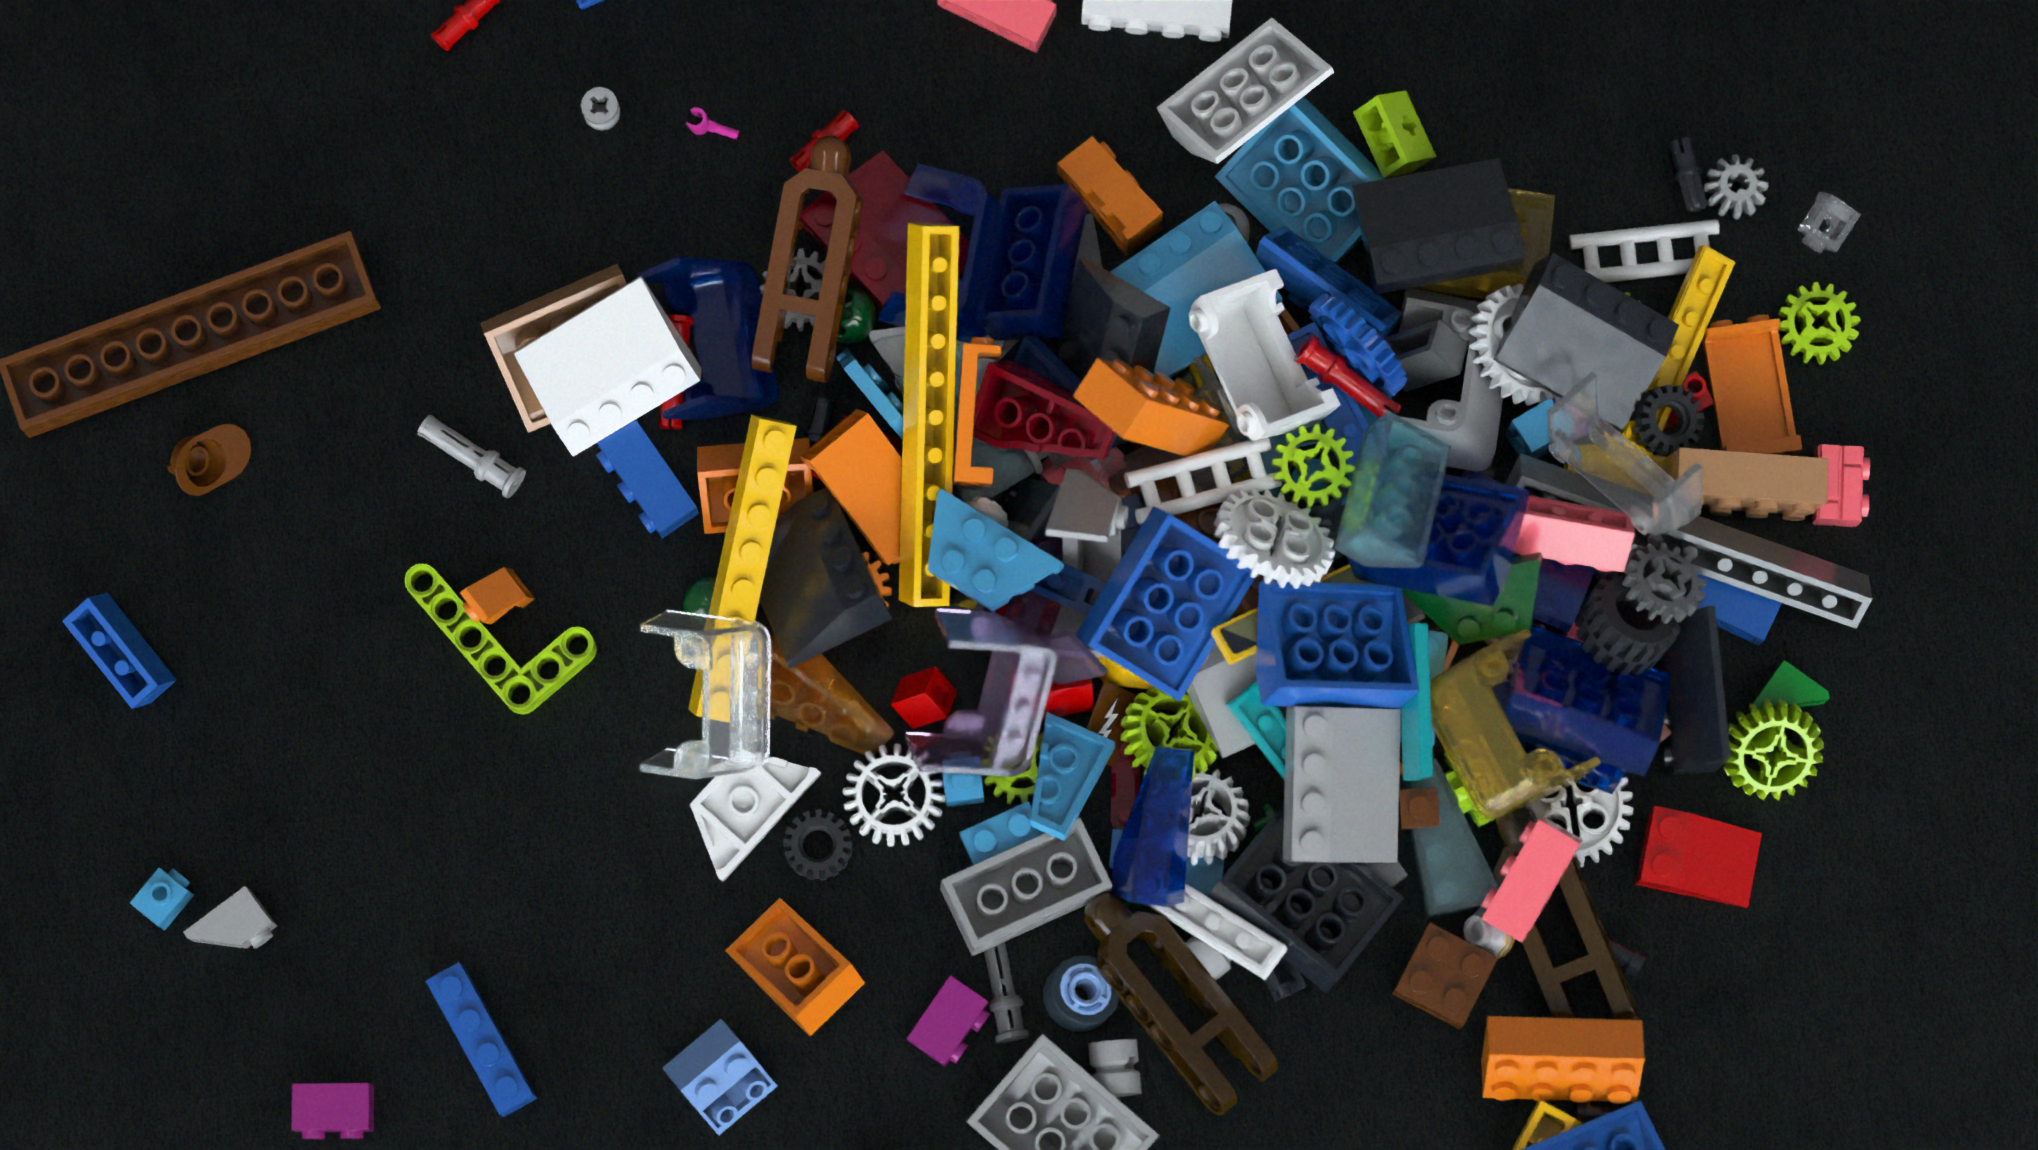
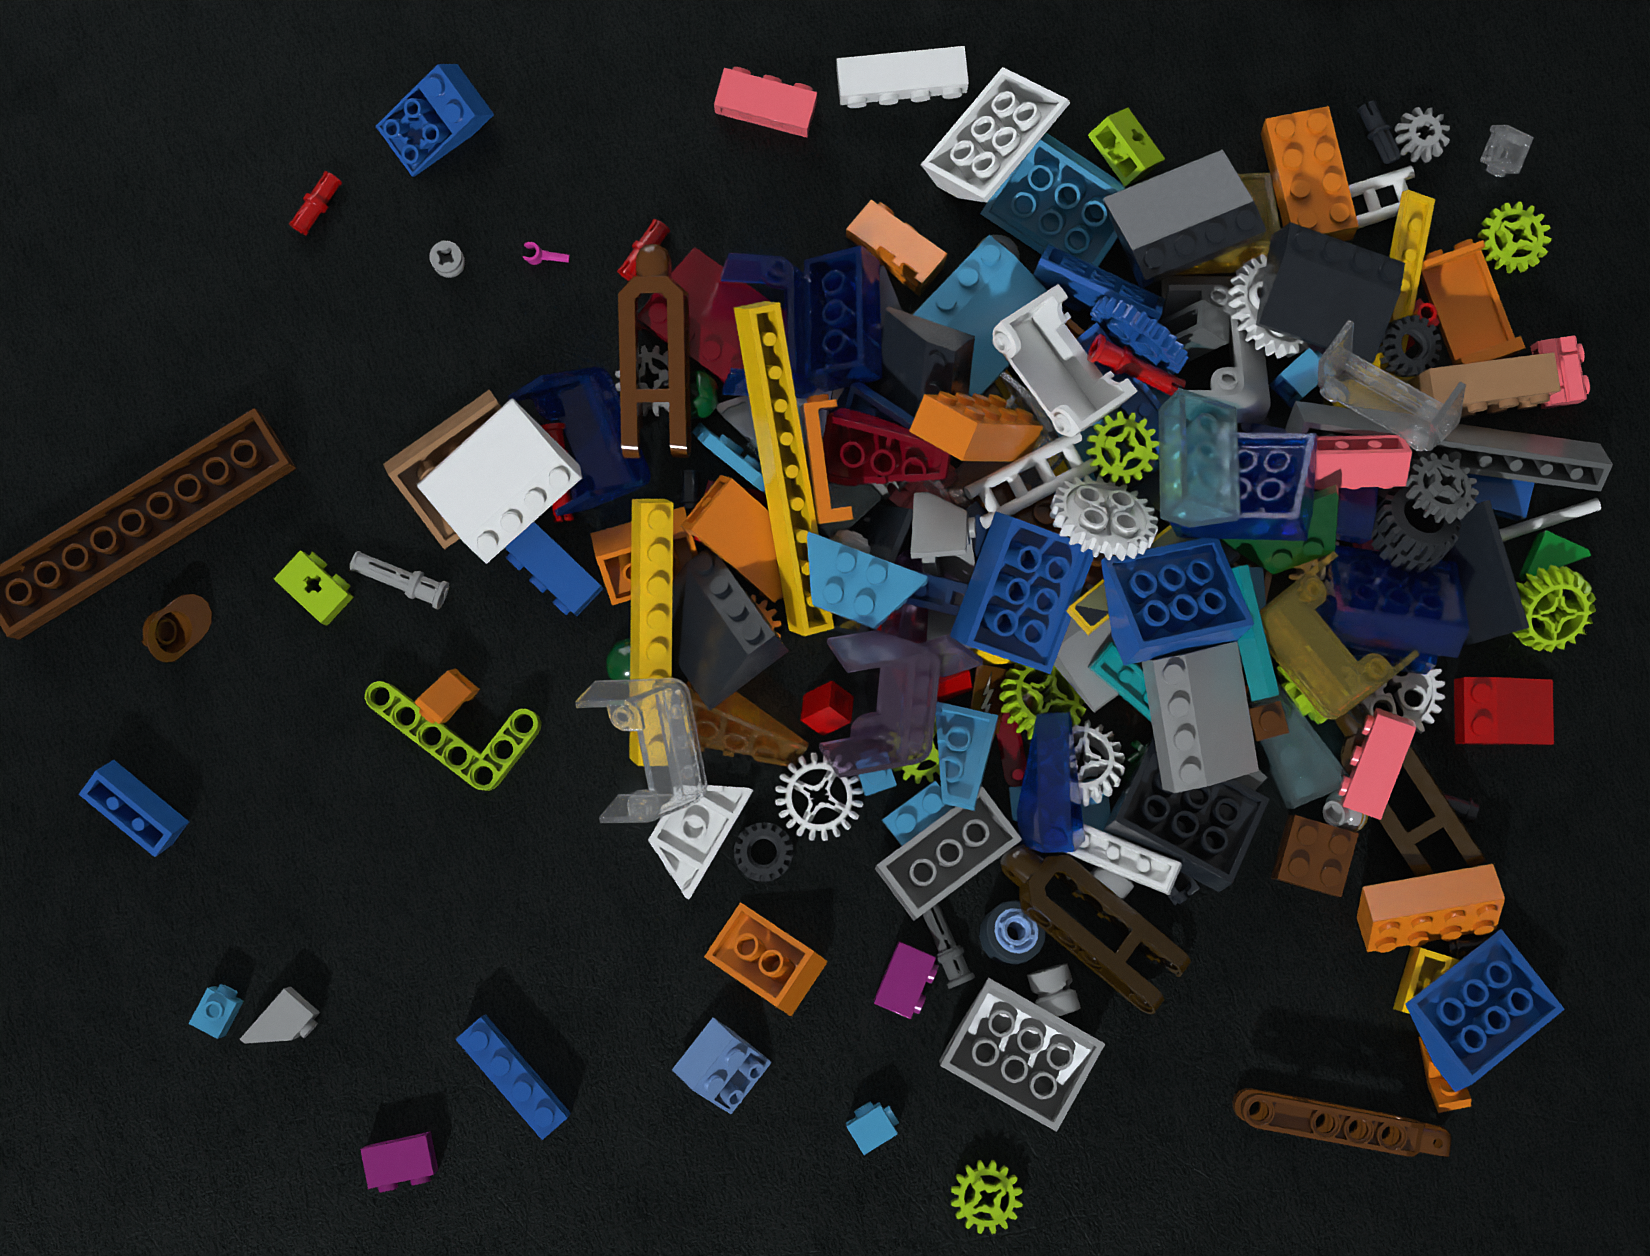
camera: 15 degrees left, 5 degrees up
(382, 465) = (296, 581): none -> lime brick
(1596, 205) = (1309, 173): none -> orange brick
(1787, 652) = (1550, 519): none -> white bar

